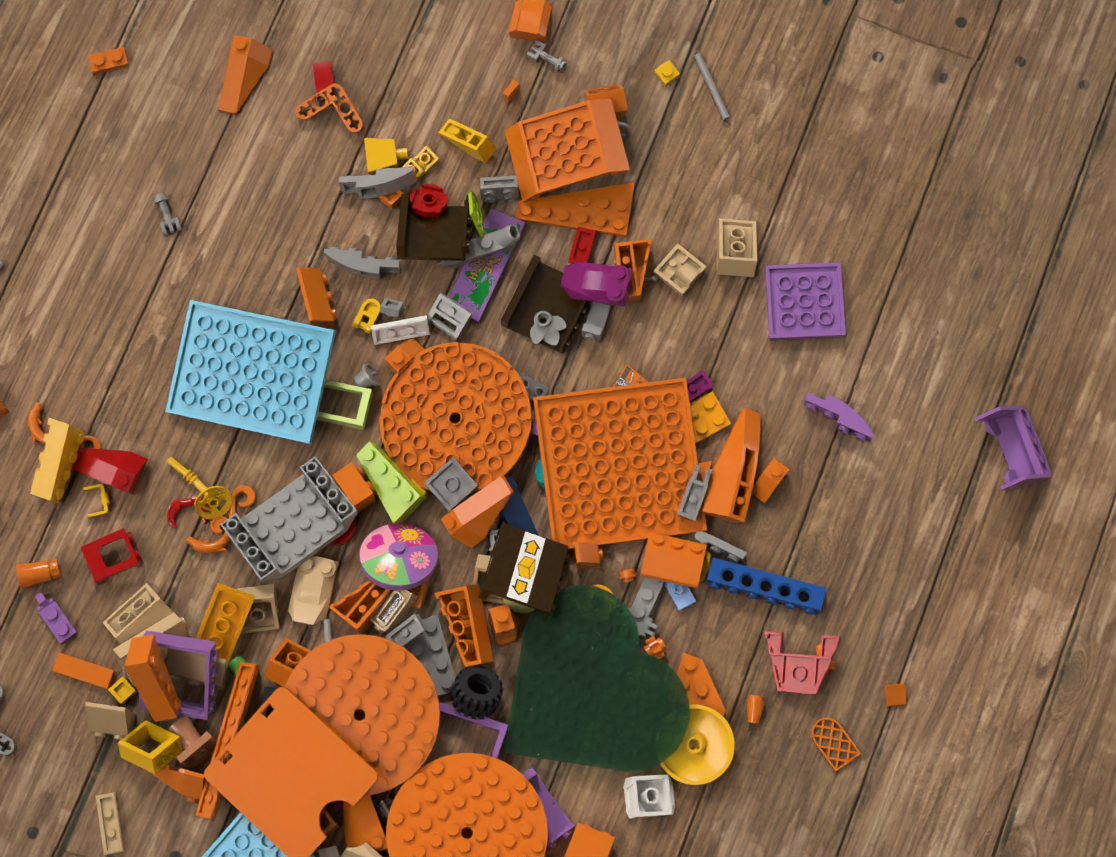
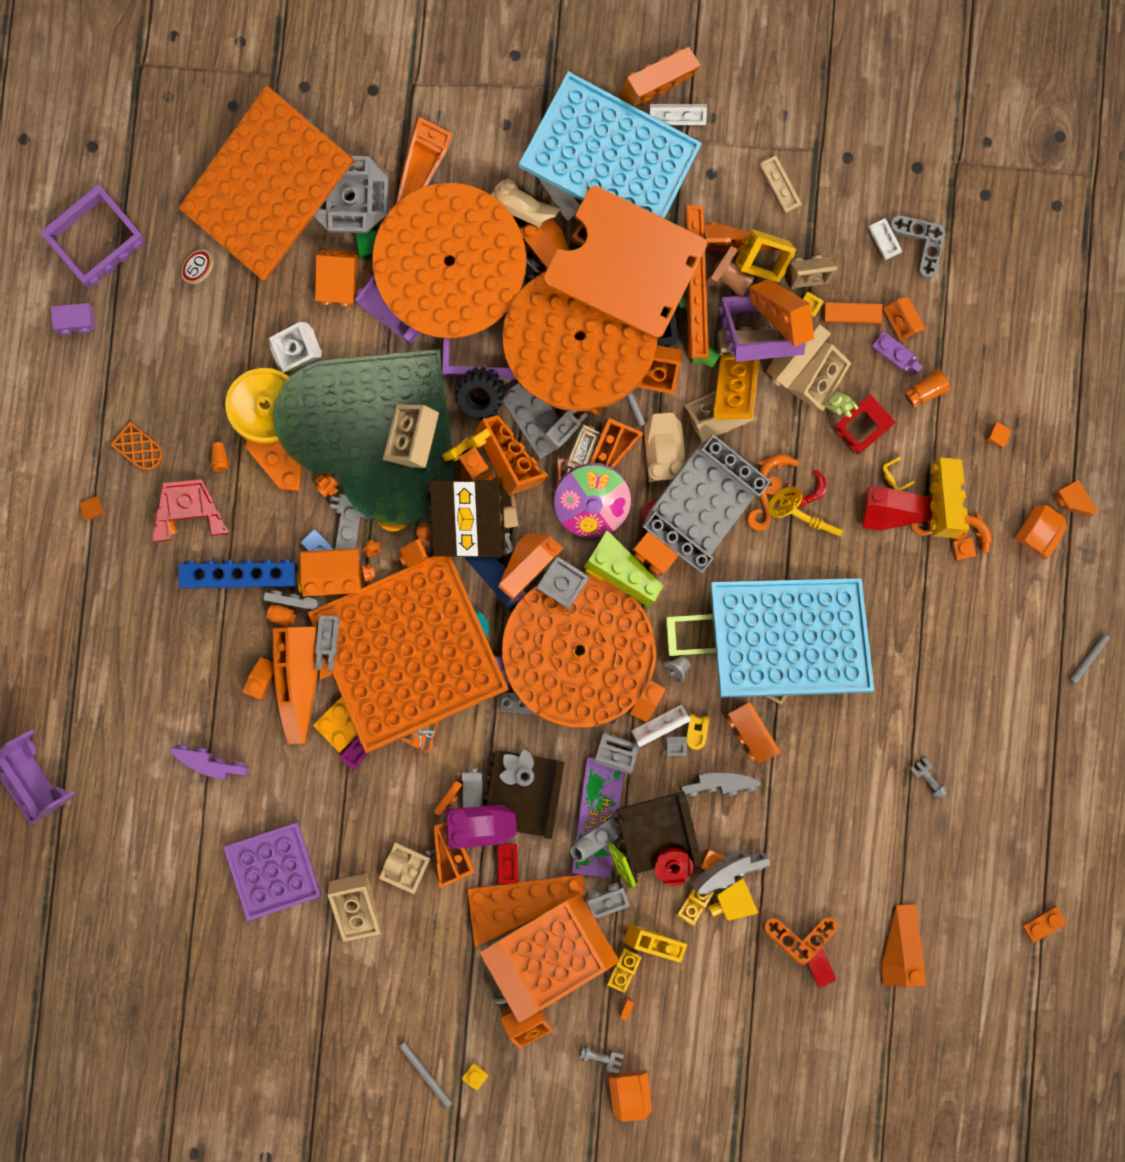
camera: 165 degrees right, 10 degrees up
(25, 735) = (884, 239): none -> white plate
(35, 650) = (904, 318): none -> orange panel
(59, 411) = (964, 549): none -> orange plate
(126, 582) = (841, 403): none -> yellowish green plate
(497, 128) = (624, 971): none -> yellow slope
(503, 648) = (475, 440): none -> yellow plate
(557, 668) = (411, 435): none -> tan slope
(571, 575) = (424, 533): none -> orange plate
(620, 320) = (449, 798): none -> orange plate
(638, 552) = (367, 573): none -> orange plate
(733, 534) = (281, 615): none -> orange brick

